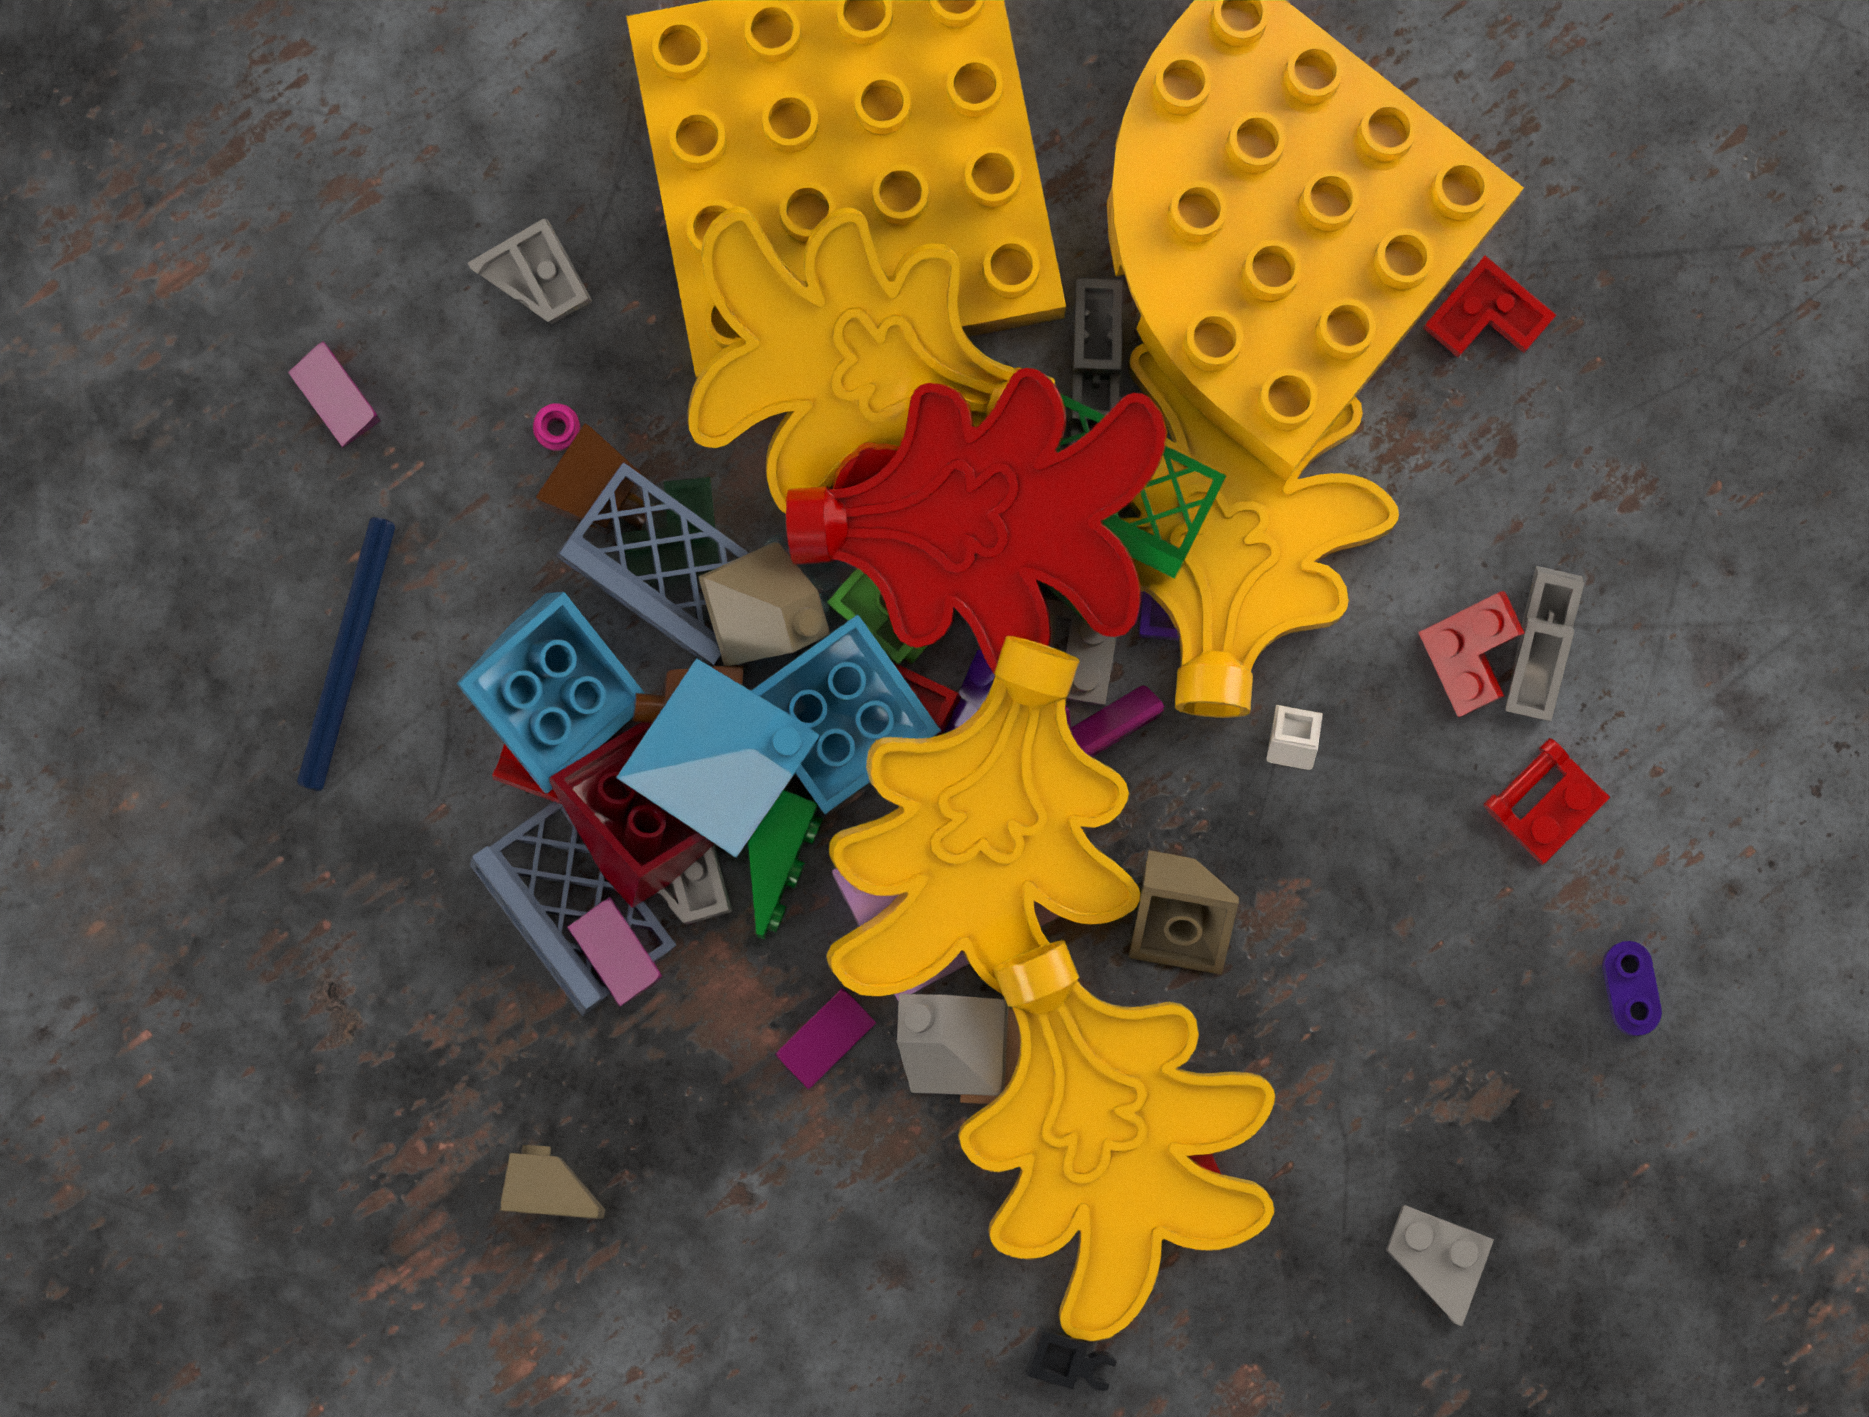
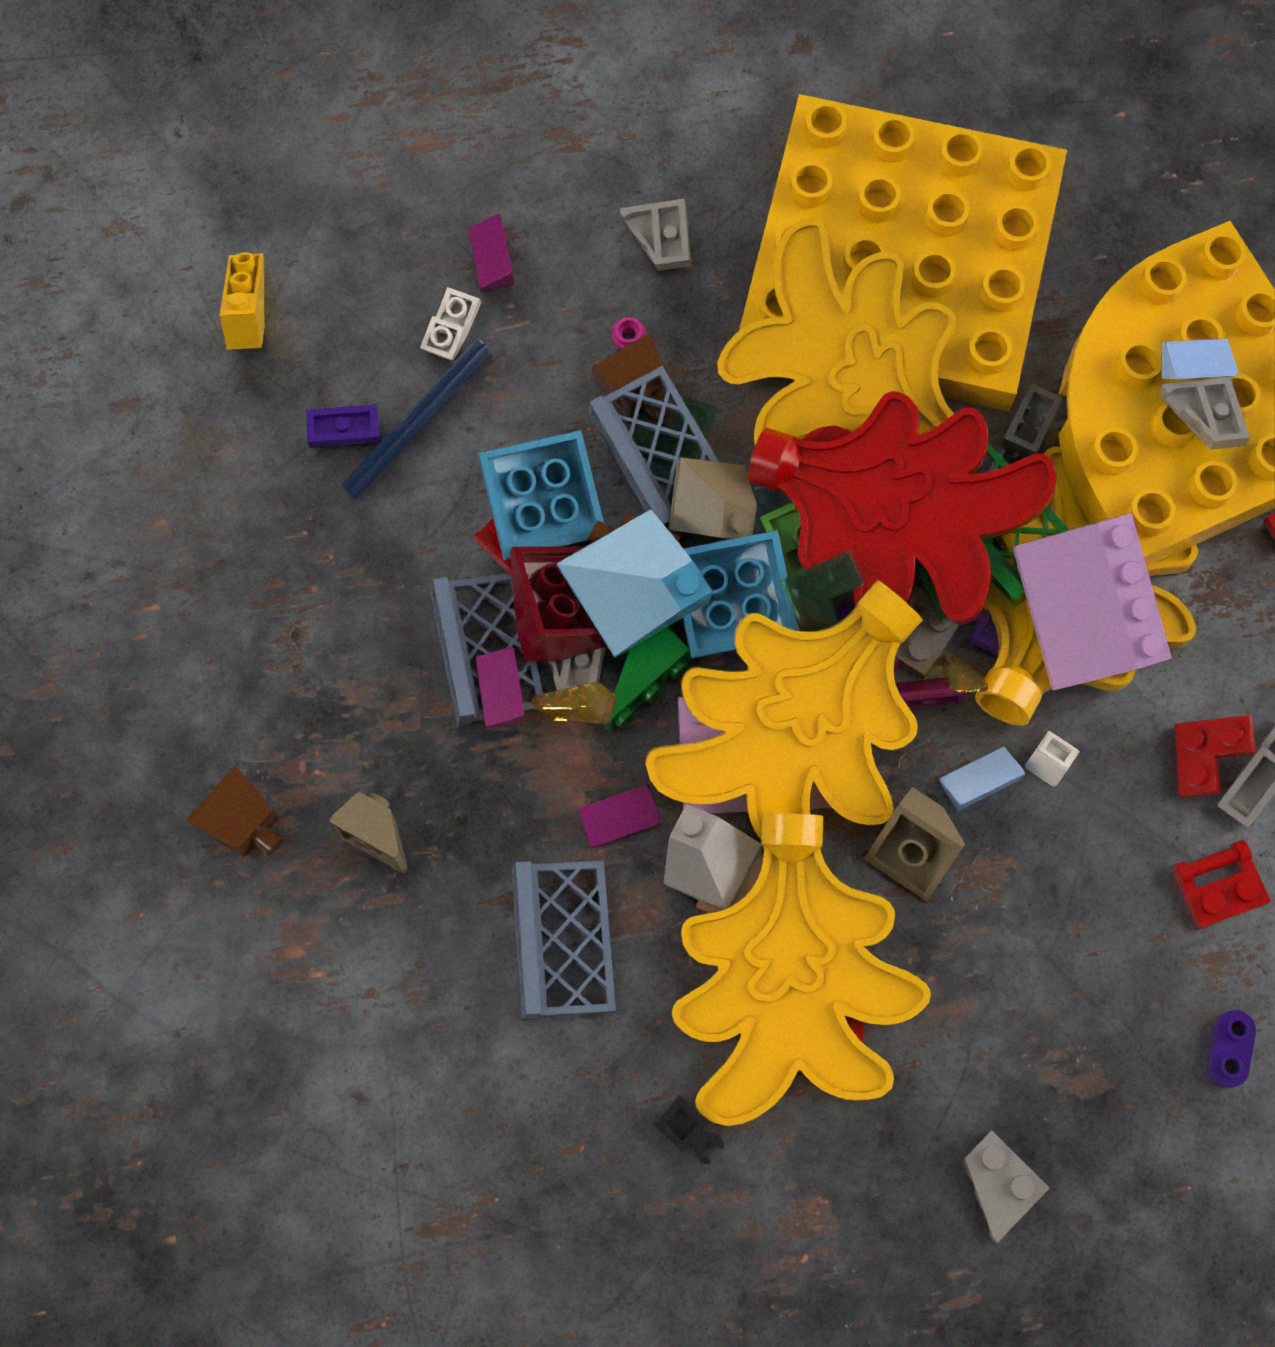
camera: 30 degrees right, 10 degrees down
(55, 597) = (243, 302): none -> yellow slope
(261, 706) = (343, 426): none -> dark purple plate
(329, 512) = (451, 325): none -> white slope
(380, 1244) = (237, 817): none -> reddish brown torso
(724, 928) = (577, 704): none -> clear yellow slope
(788, 1229) = (529, 939): none -> sand blue fence
(935, 670) = (814, 588): none -> clear green plate
(1150, 688) = (961, 674): none -> clear yellow slope
(1222, 799) = (981, 778): none -> light blue slope
(1264, 542) = (1092, 602): none -> lavender slope
(1266, 180) = (1197, 359): none -> light blue slope
(1305, 242) = (1208, 410): none -> light grey wing

